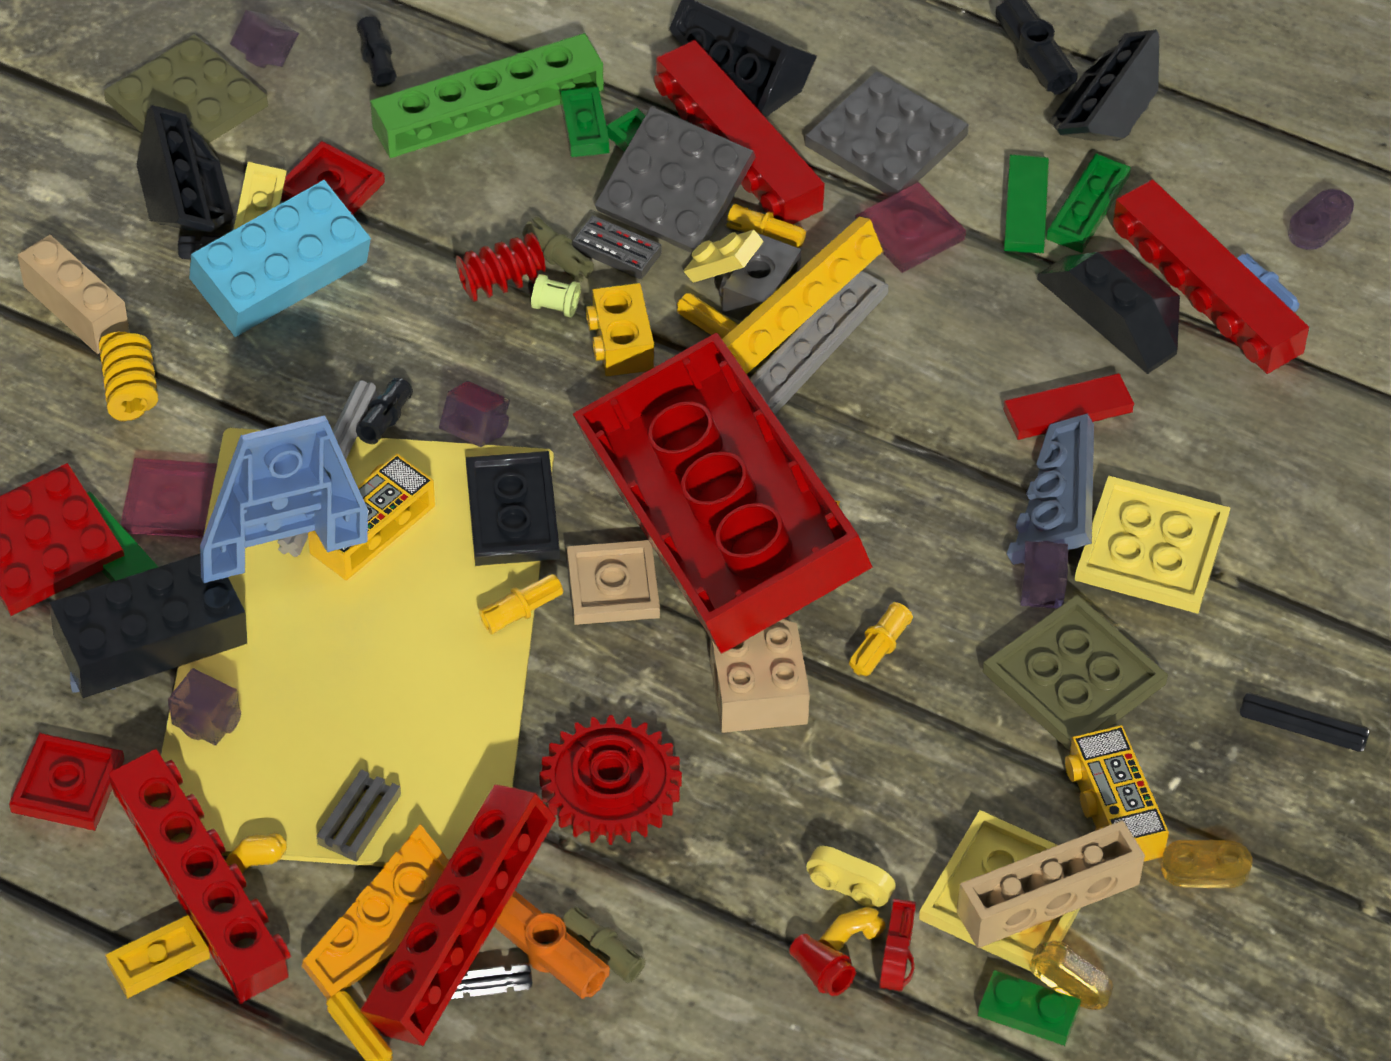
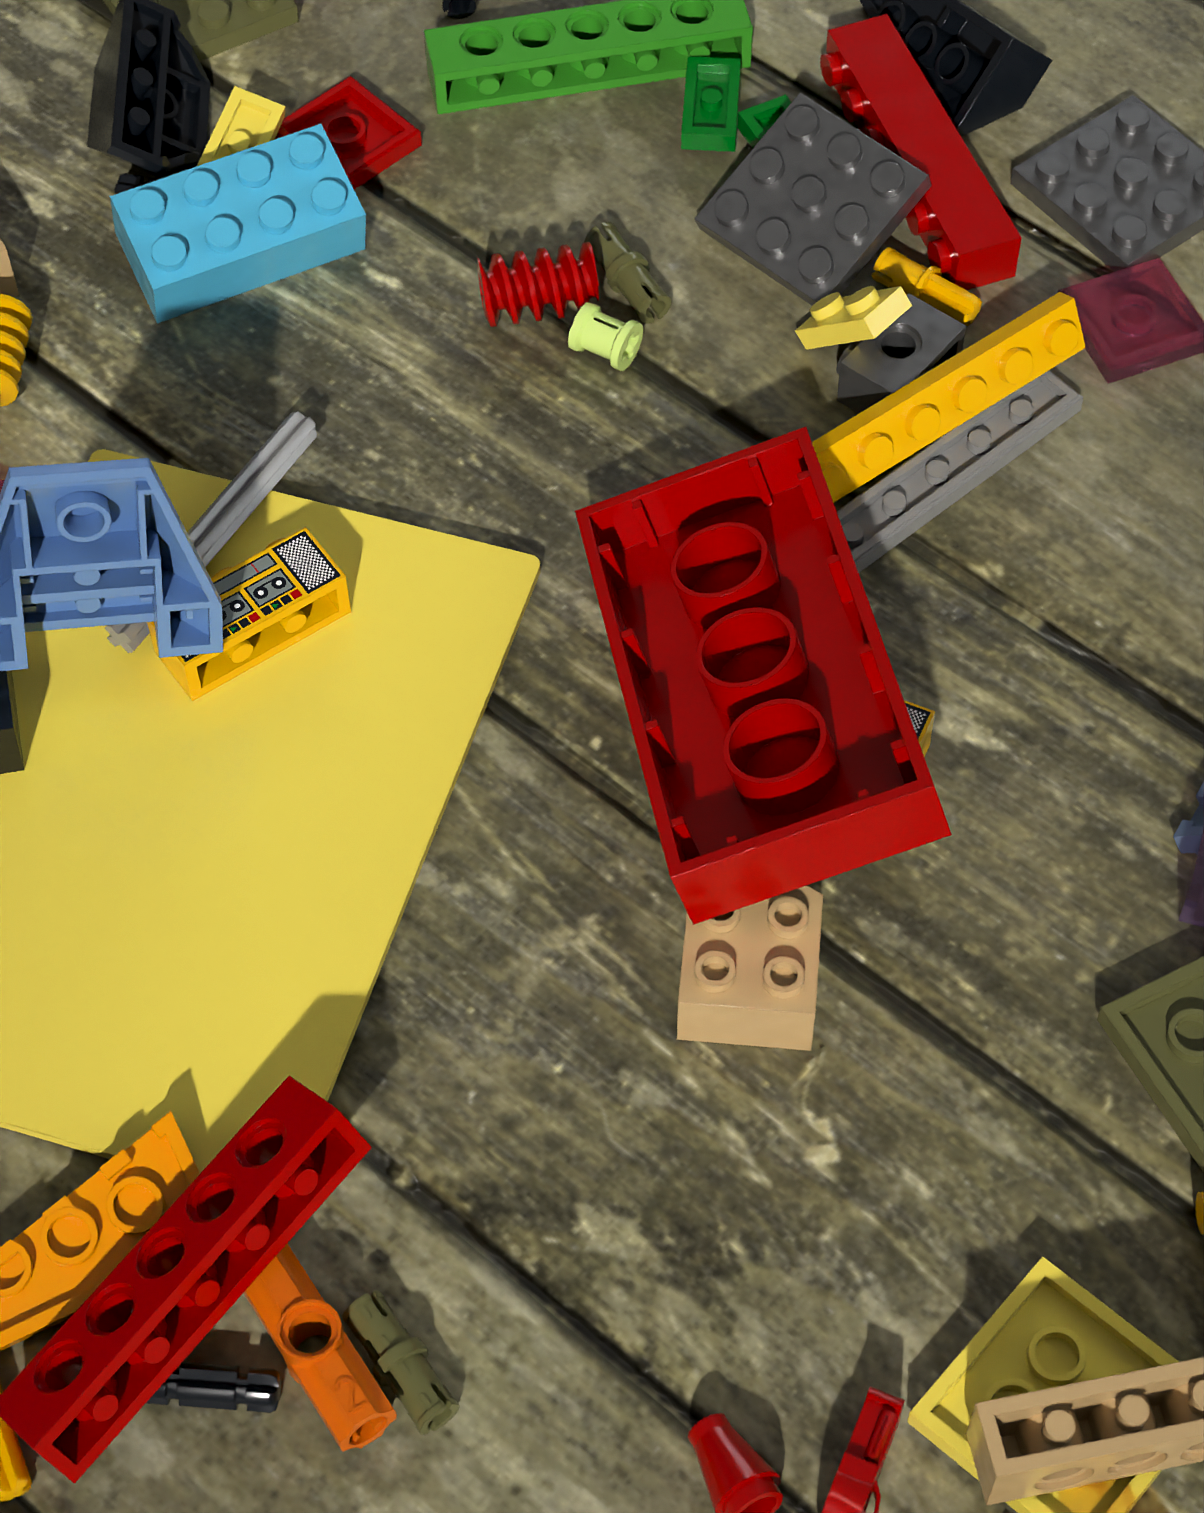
camera: 15 degrees right, 5 degrees up
(374, 788) = (86, 1054): flat silver tile -> none
(376, 422) = (299, 478): black pin -> none
(475, 414) = (441, 487): clear purple brick -> none
(512, 508) = (456, 636): black tile -> none
(520, 603) = (425, 783): yellow axle -> none
(613, 582) = (571, 774): tan plate -> none
(617, 247) = (711, 282): tile -> none
(622, 329) = (684, 399): yellow brick -> none
(644, 784) = (495, 1133): red gear -> none
(704, 316) = (808, 399): yellow axle -> none
(851, 876) = (833, 1344): light yellow plate -> none
(852, 922) = (796, 1408): yellow arm -> none
(880, 639) = (950, 937): yellow axle -> none

